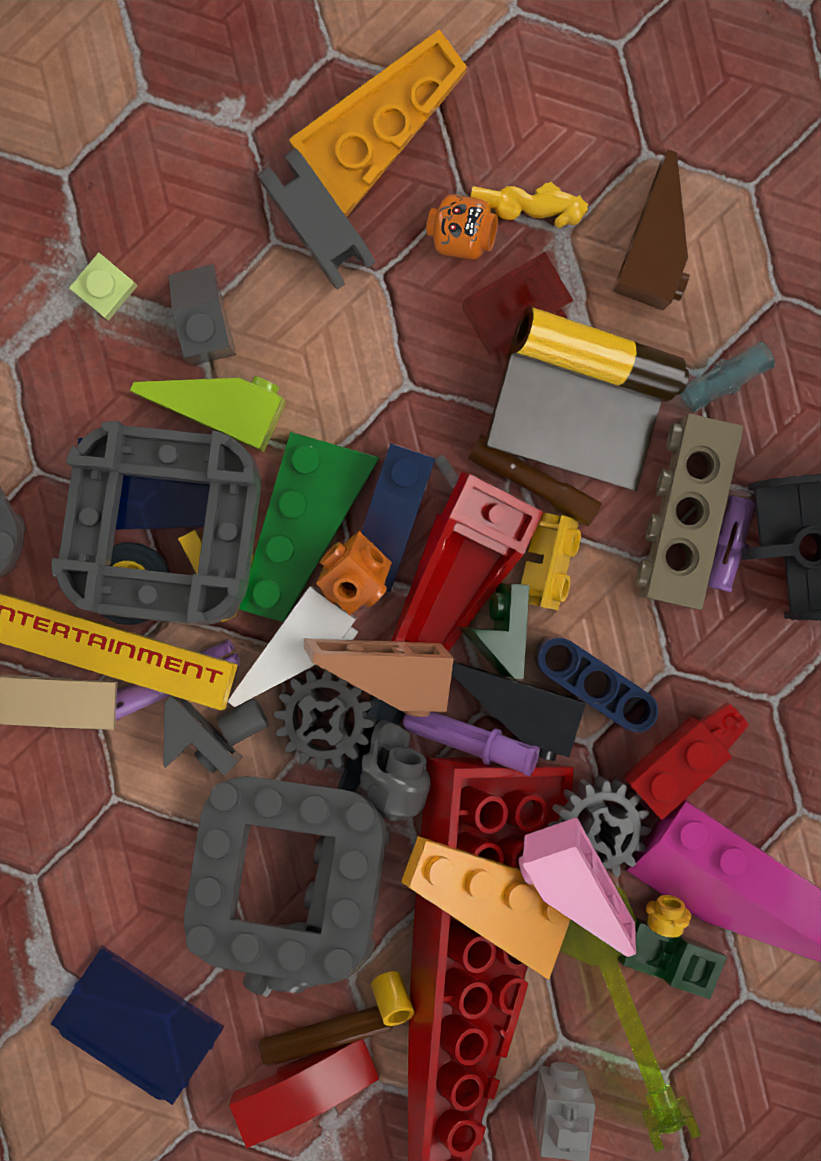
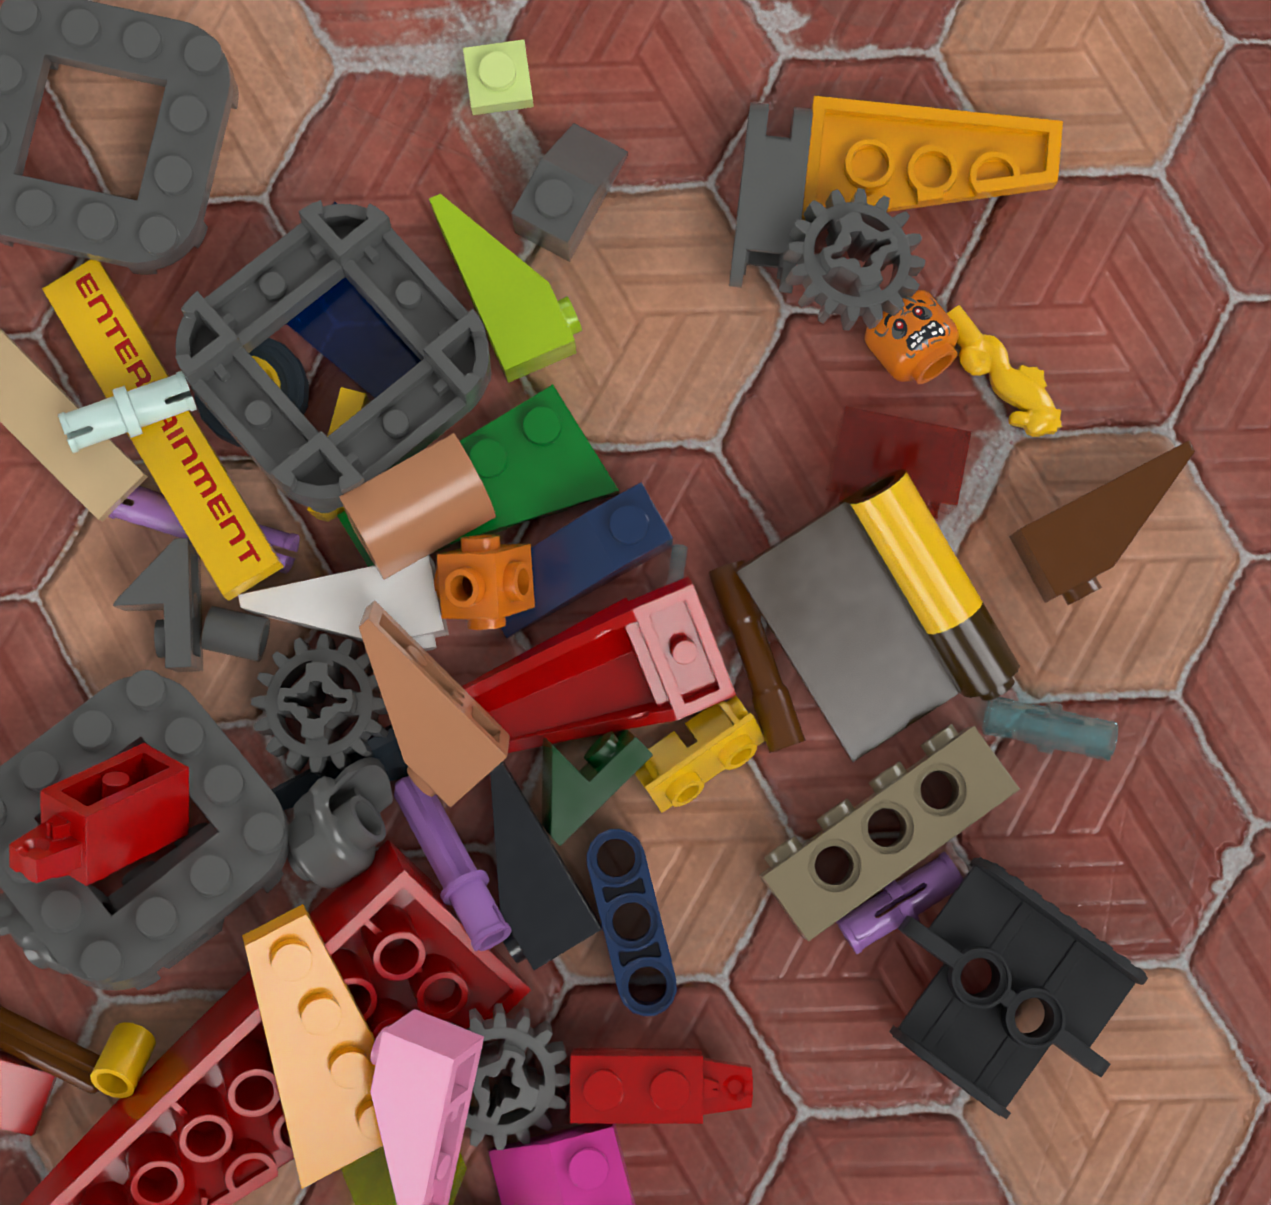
camera: 40 degrees right, 5 degrees down
(74, 658) = (127, 411): none -> light aqua pin
(269, 886) = (106, 818): none -> red hinge
(281, 566) = (418, 506): none -> nougat brick
(383, 196) = (865, 235): none -> dark grey gear

